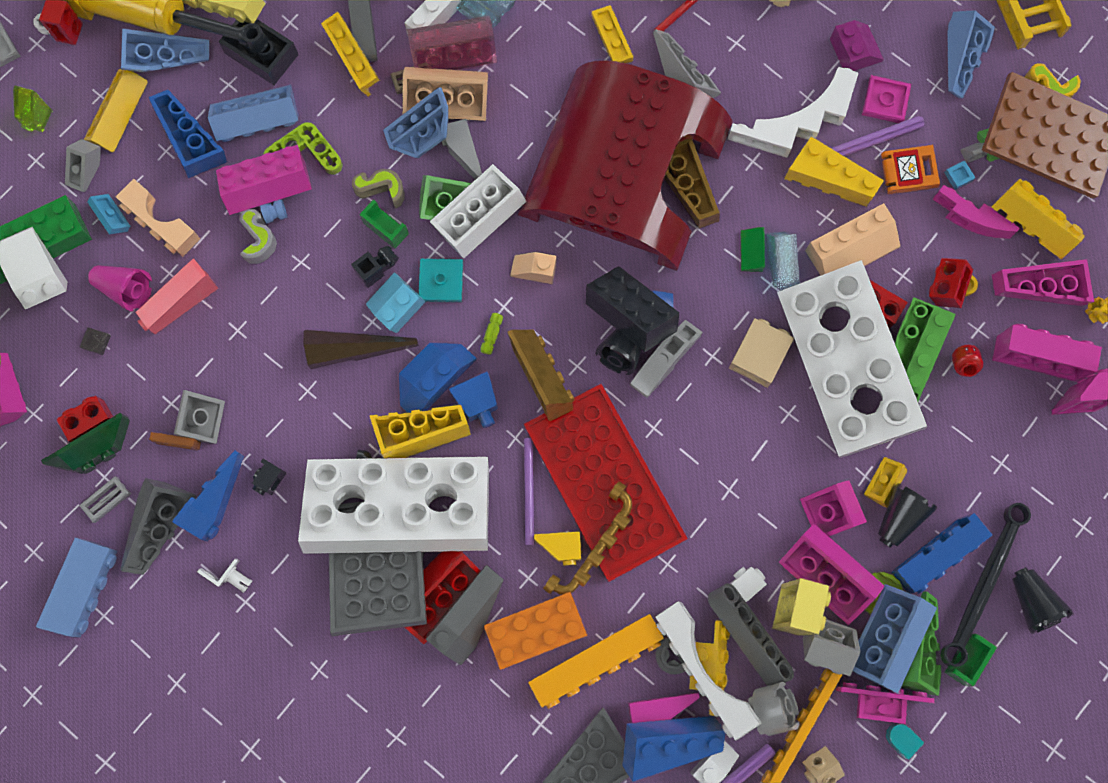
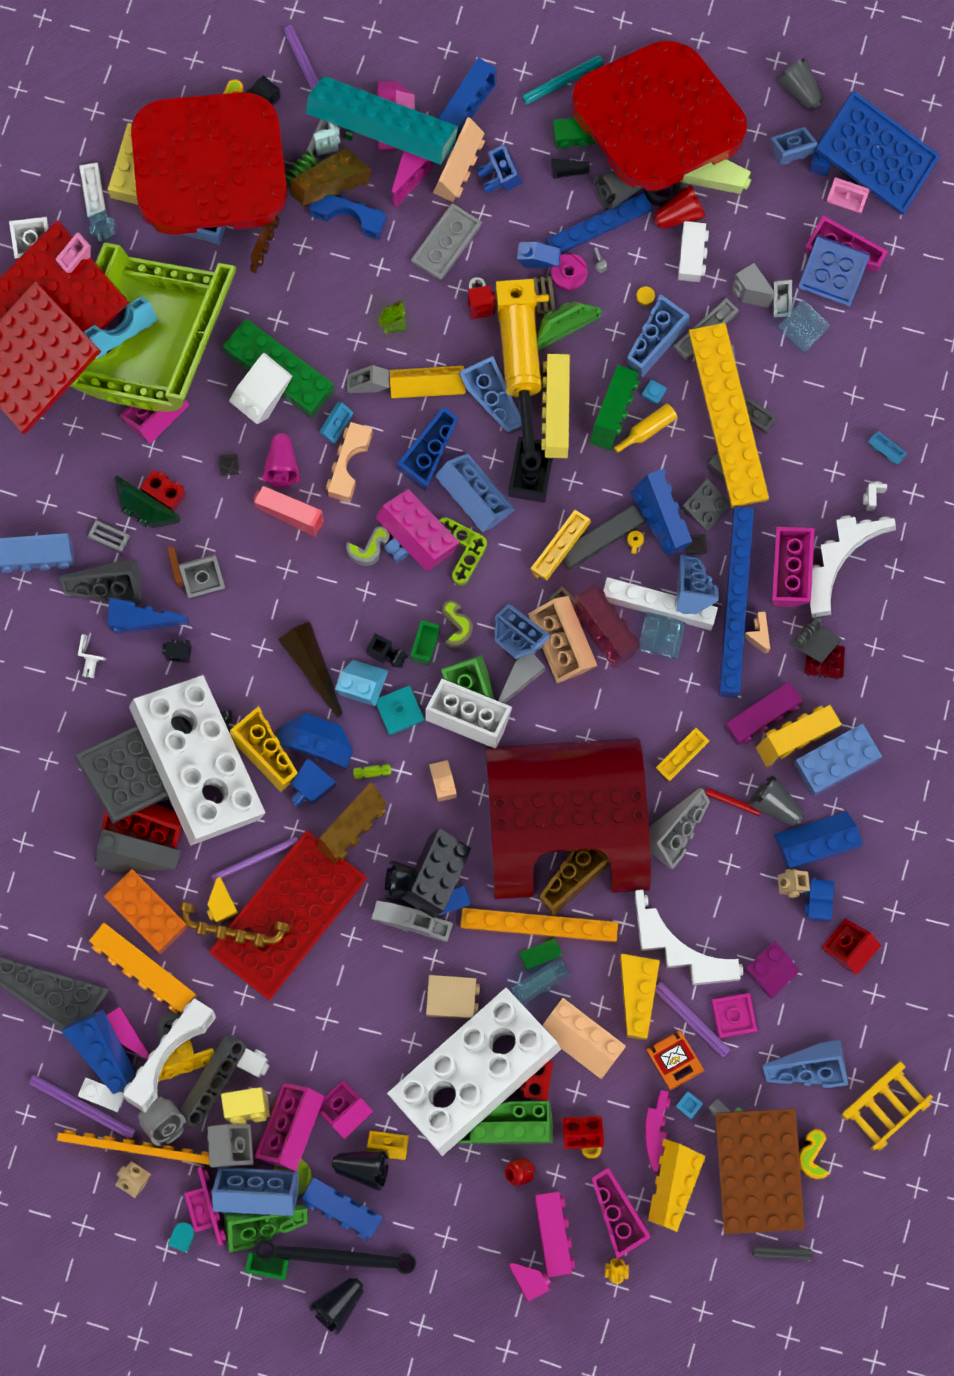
camera: 65 degrees right, 0 degrees up
(721, 240) = (539, 925): none -> light orange plate

